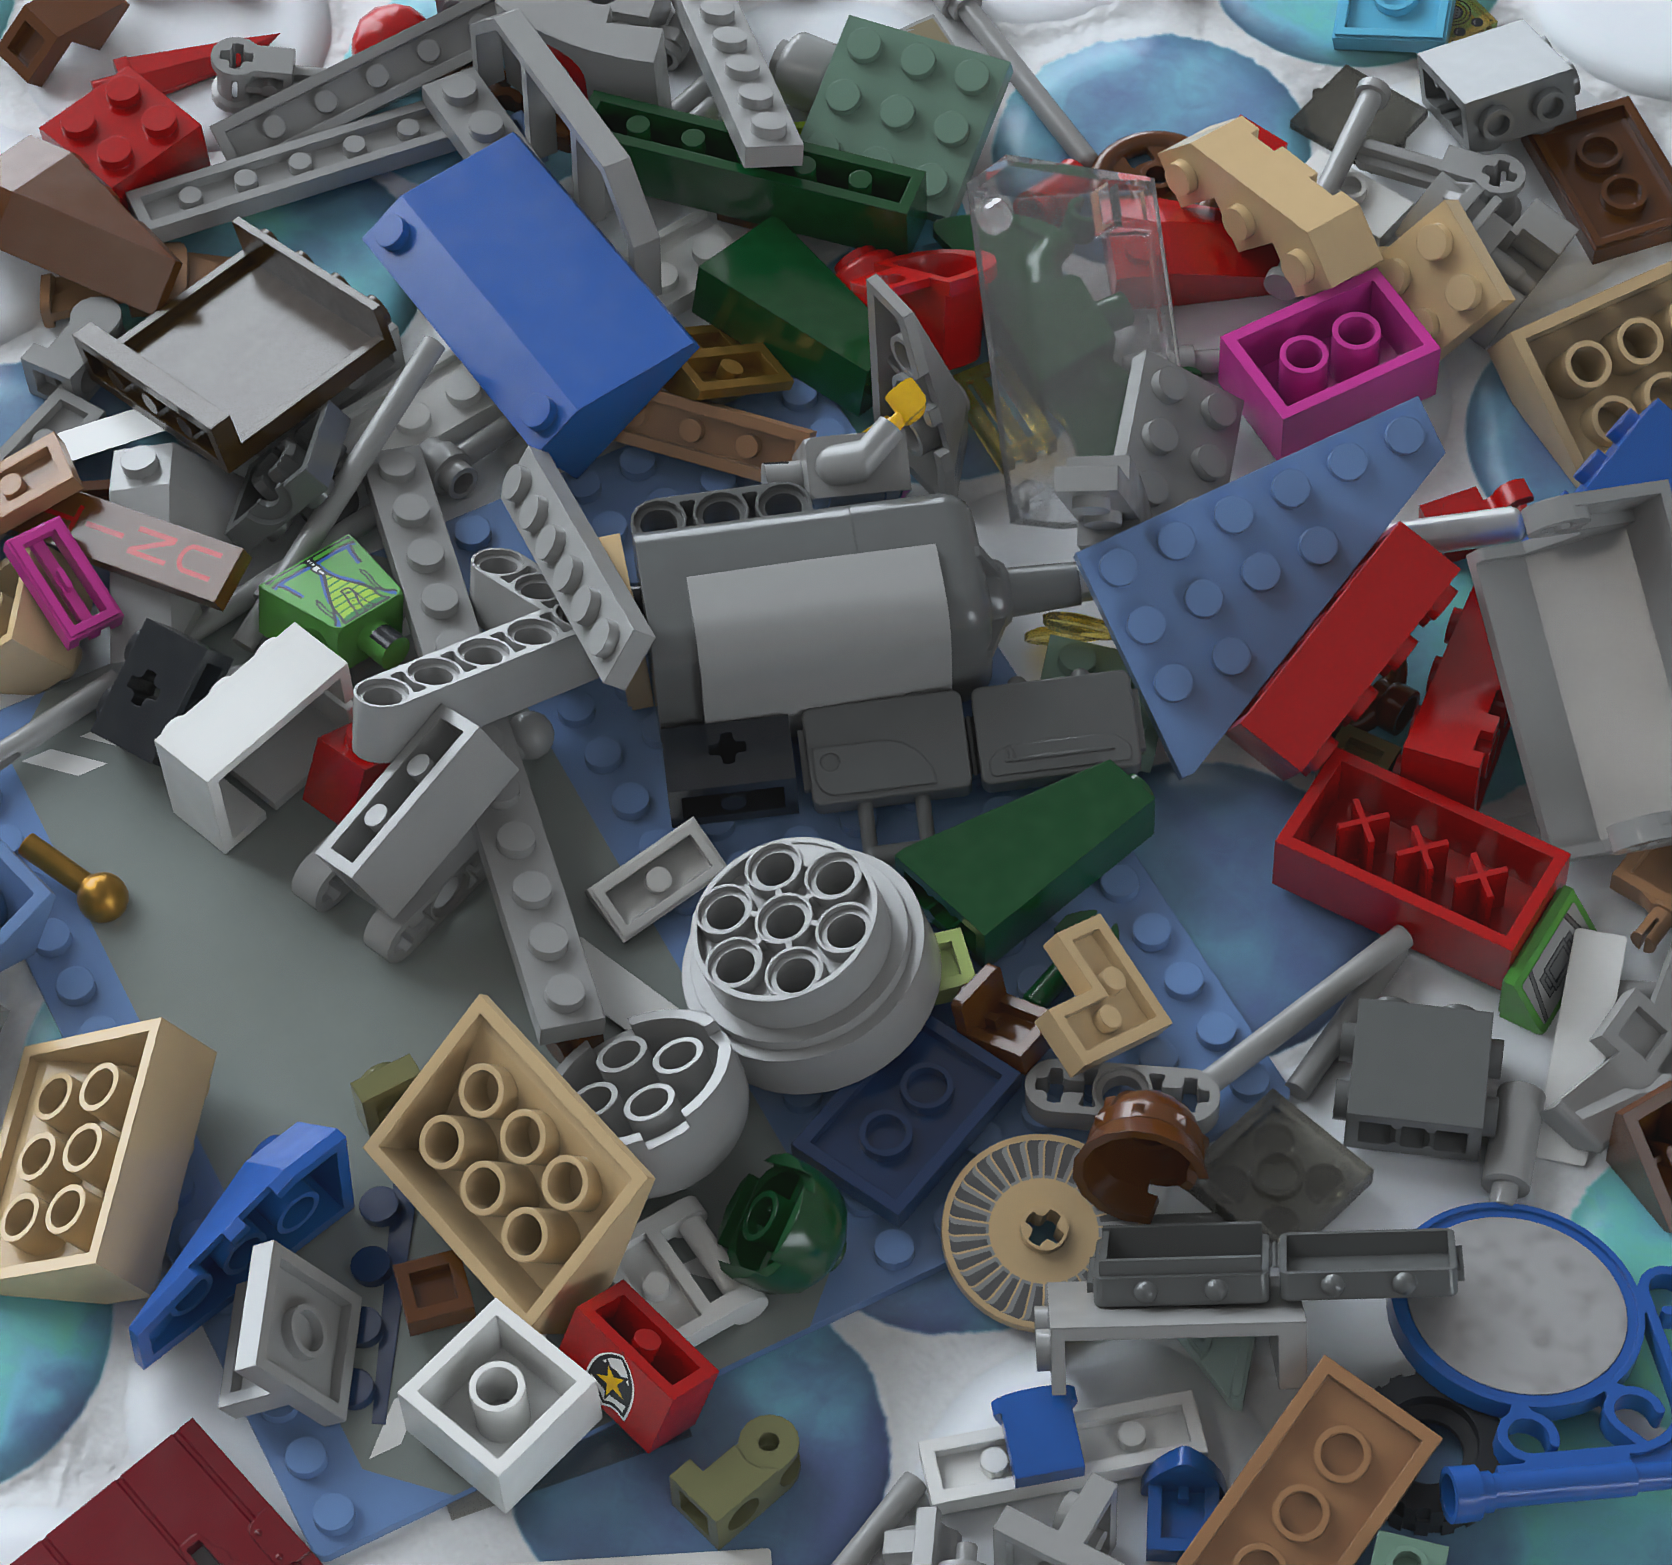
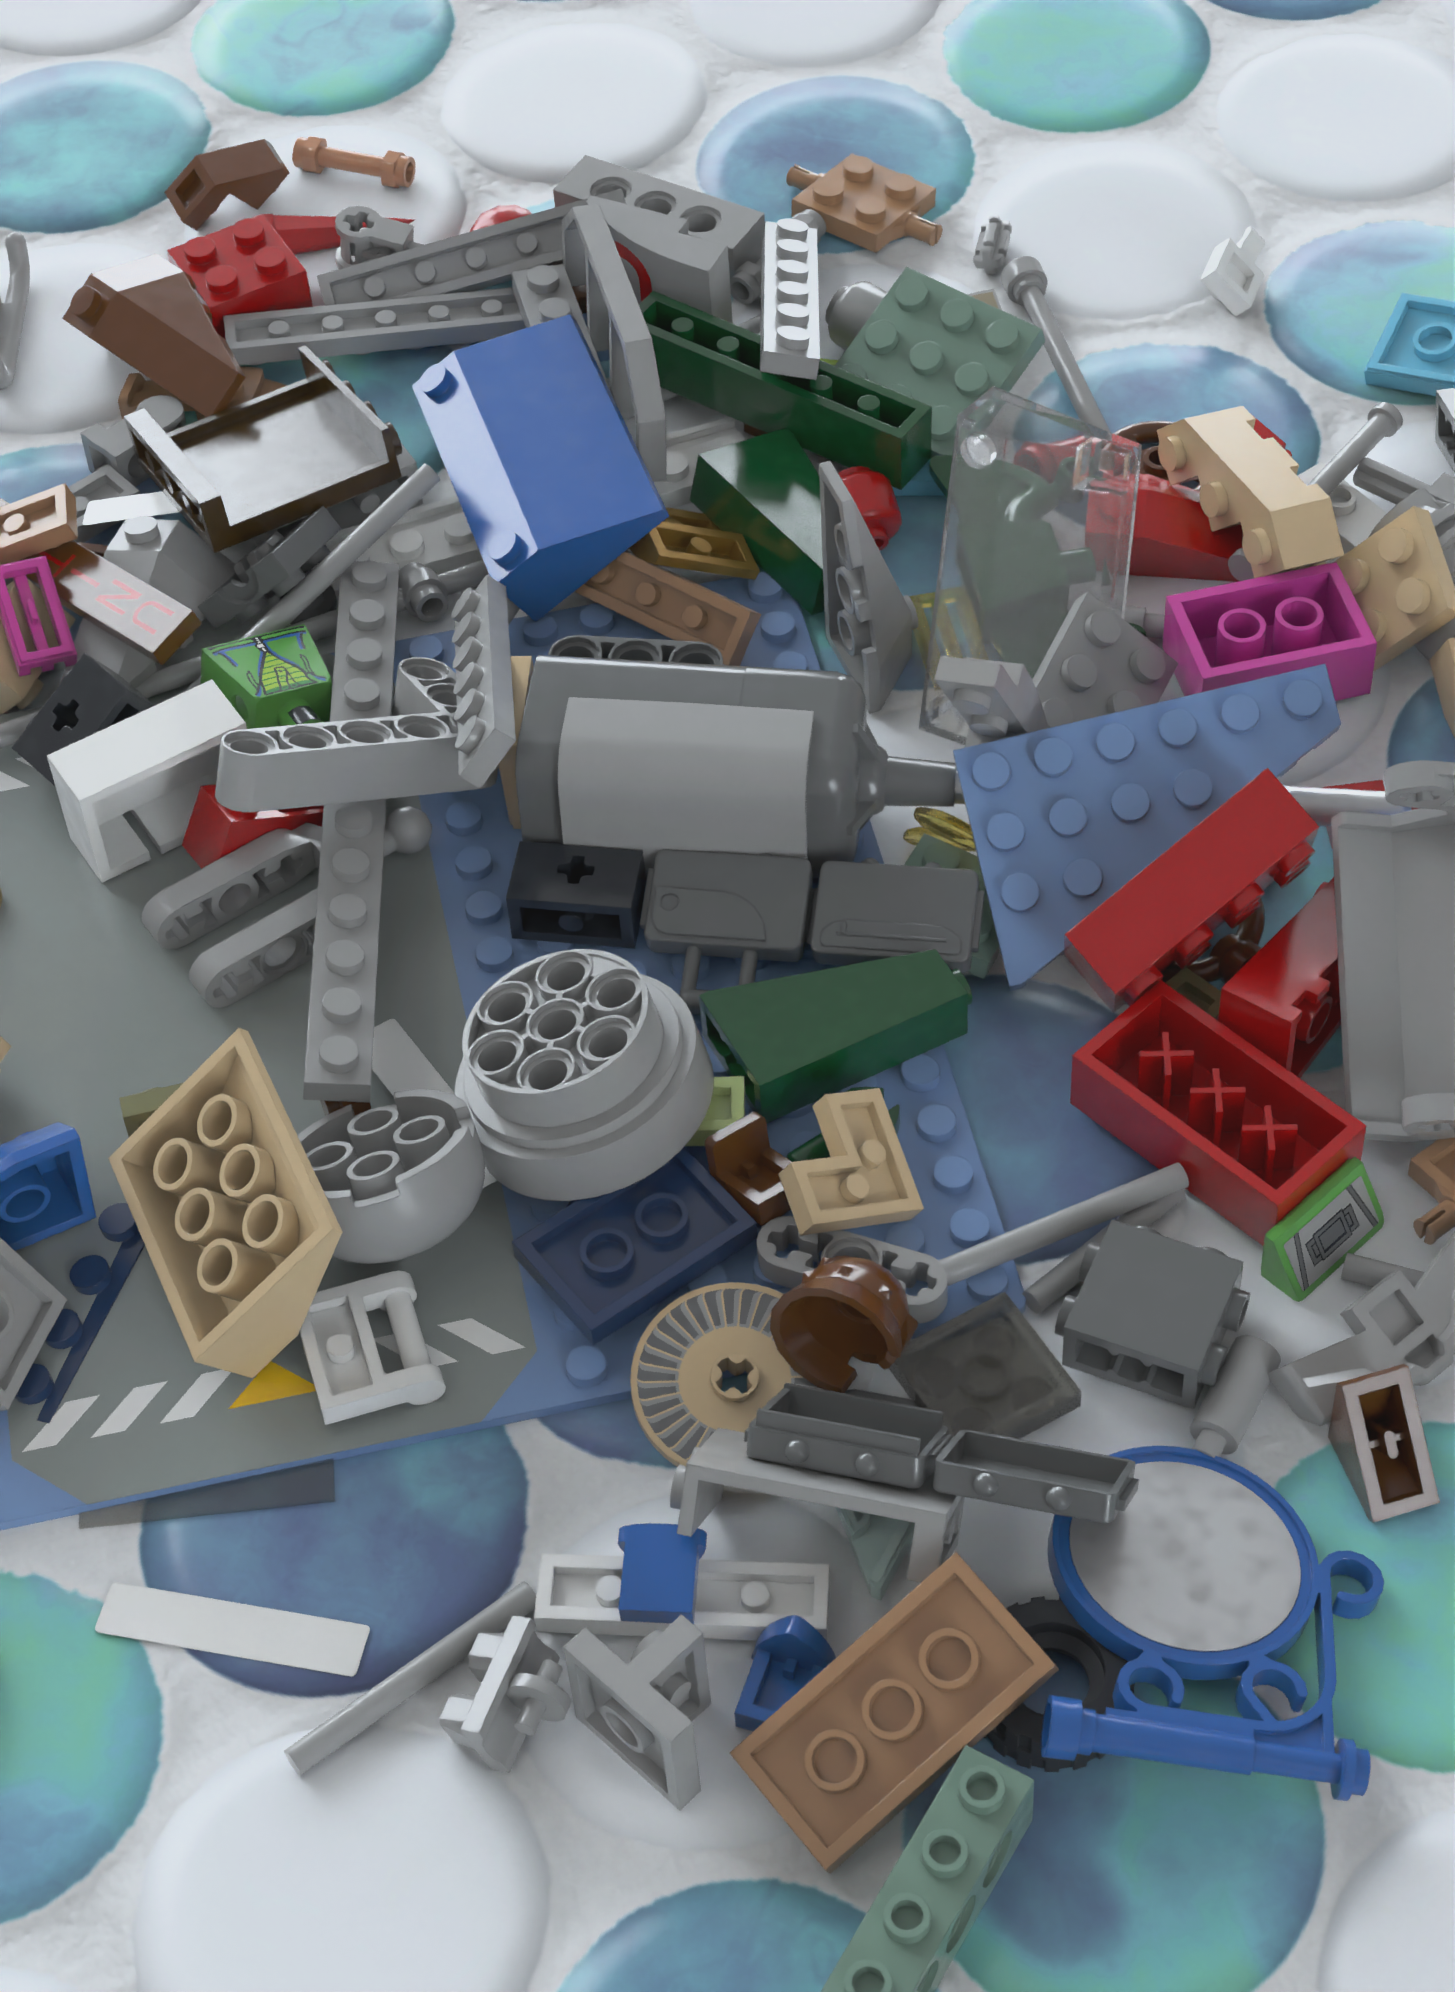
camera: 15 degrees right, 5 degrees down
(417, 811) = (259, 863): light grey brick -> none
(434, 1292) = (131, 1309): reddish brown plate -> none
(500, 1405) = (148, 1424): white brick -> none
(642, 1365) = (288, 1416): red brick -> none
(656, 880) = (455, 984): white slope -> none
(739, 1482) = (360, 1551): olive leg -> none
(784, 1228) = (478, 1320): dark green cylinder -> none
(856, 465) = (783, 636): light grey torso -> none
(944, 296) = (905, 524): red container -> none
(1331, 106) = (1402, 451): clear smoke piece -> none
(1586, 1000) = (1351, 1272): white sticker -> none

